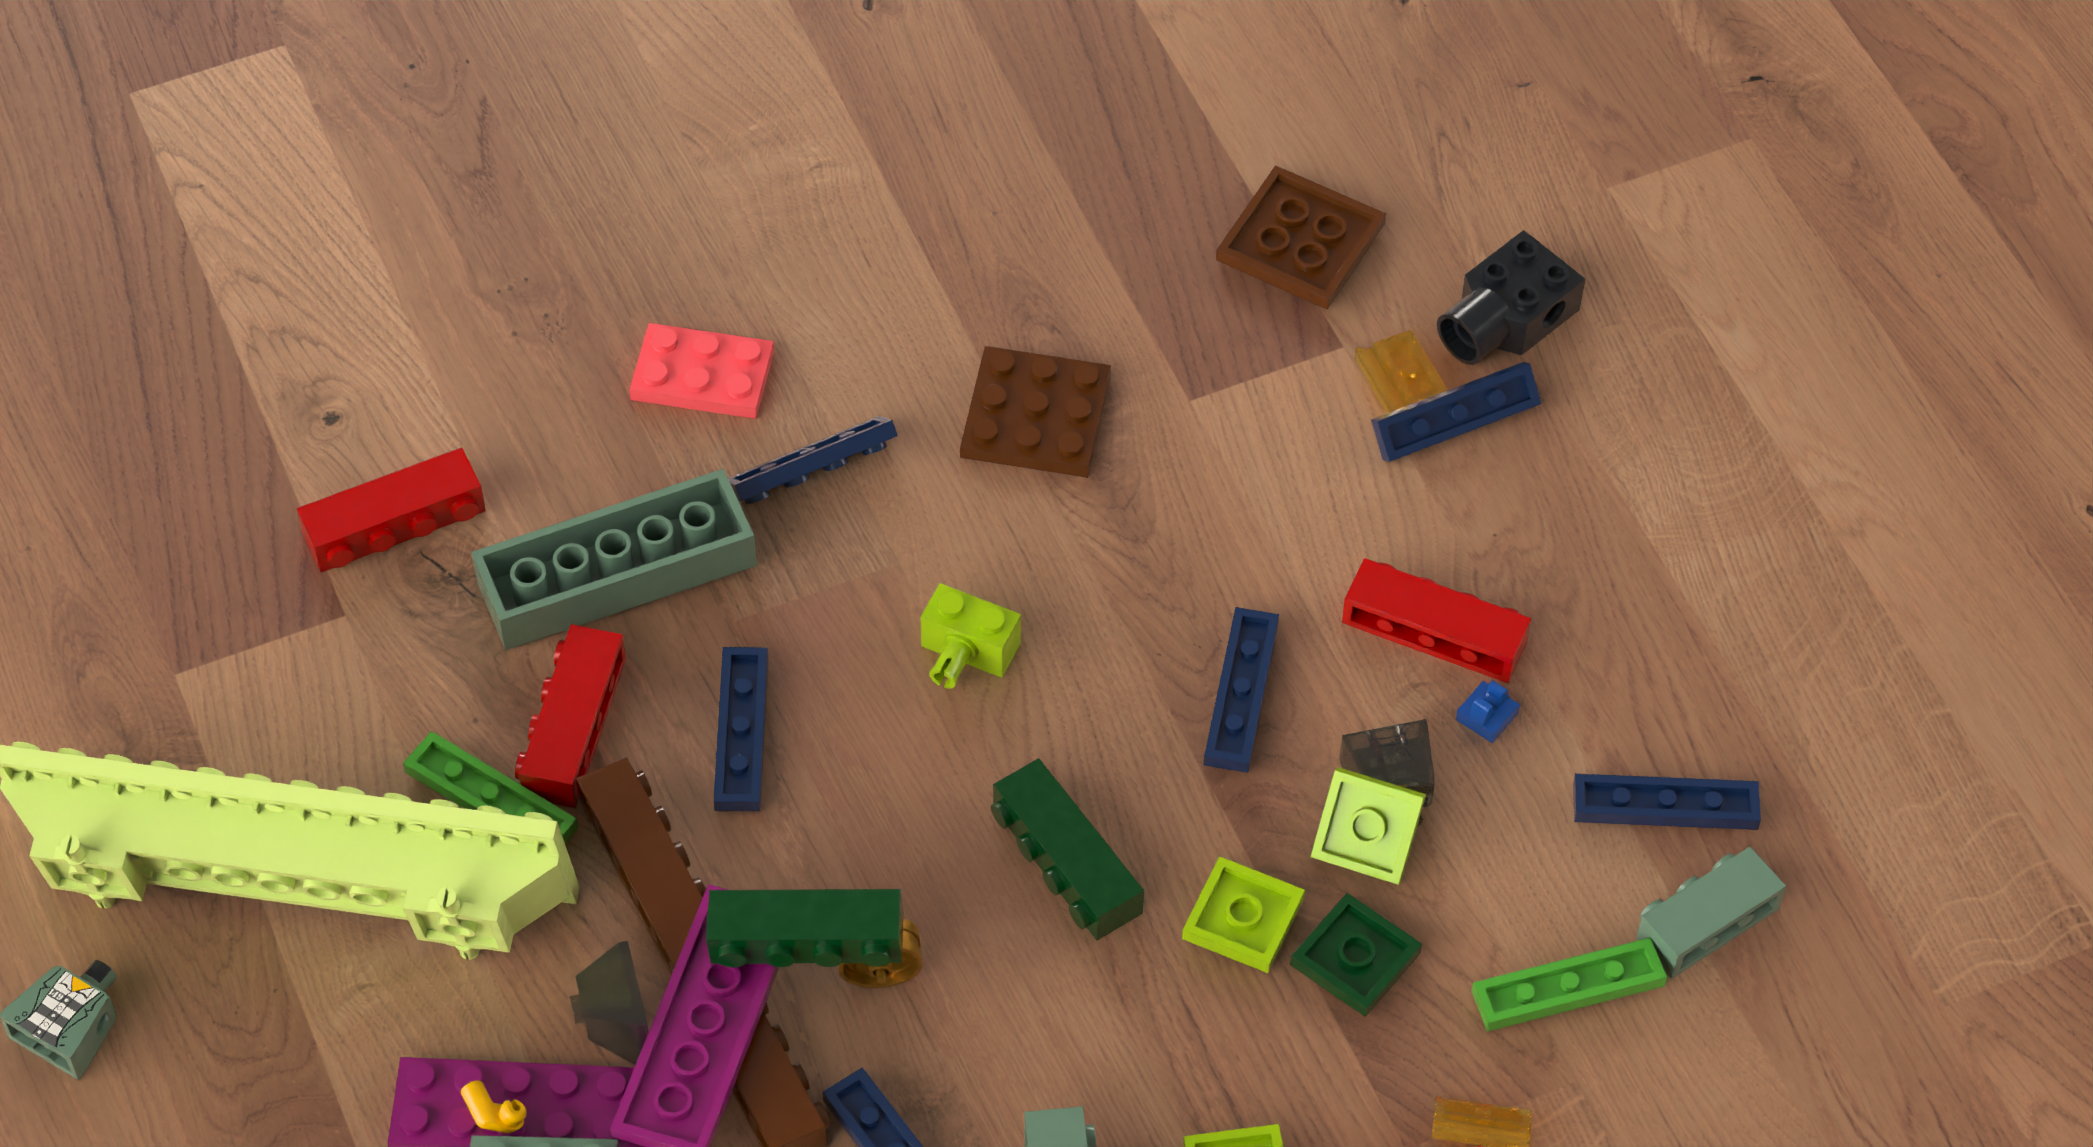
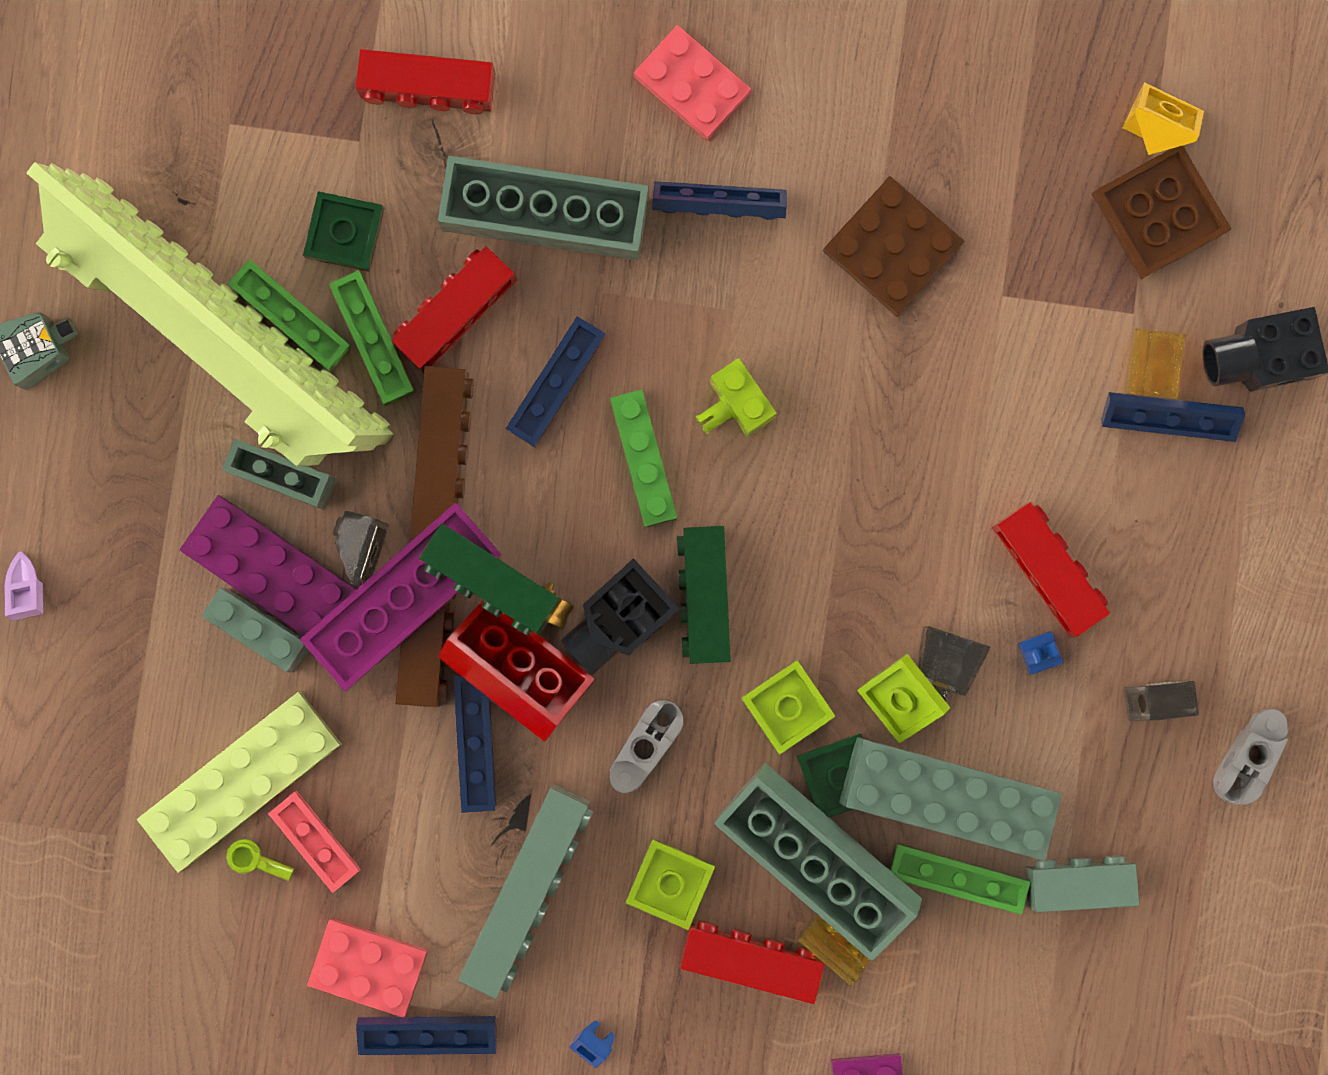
camera: 35 degrees right, 30 degrees up
(386, 705) = (343, 231): none -> dark green plate
(468, 985) = (279, 474): none -> sand green brick
(489, 1115) = (245, 576): yellow arm -> none
(894, 1030) = (516, 670): none -> red brick
(897, 756) = (643, 458): none -> bright green plate
(982, 919) = (619, 617): none -> black brick
(1102, 1073) = (629, 769): none -> light grey piece
(1237, 158) = (1163, 120): none -> yellow slope
(1241, 690) = (891, 543): dark blue plate -> none
(1394, 1039) = (819, 862): none -> sand green brick
(1494, 897) = (950, 799): none -> sand green brick
(1653, 676) = (1162, 700): none -> clear smoke torso
(1666, 801) = (1109, 790): dark blue plate -> none
(1794, 655) = (1266, 731): none -> light grey piece

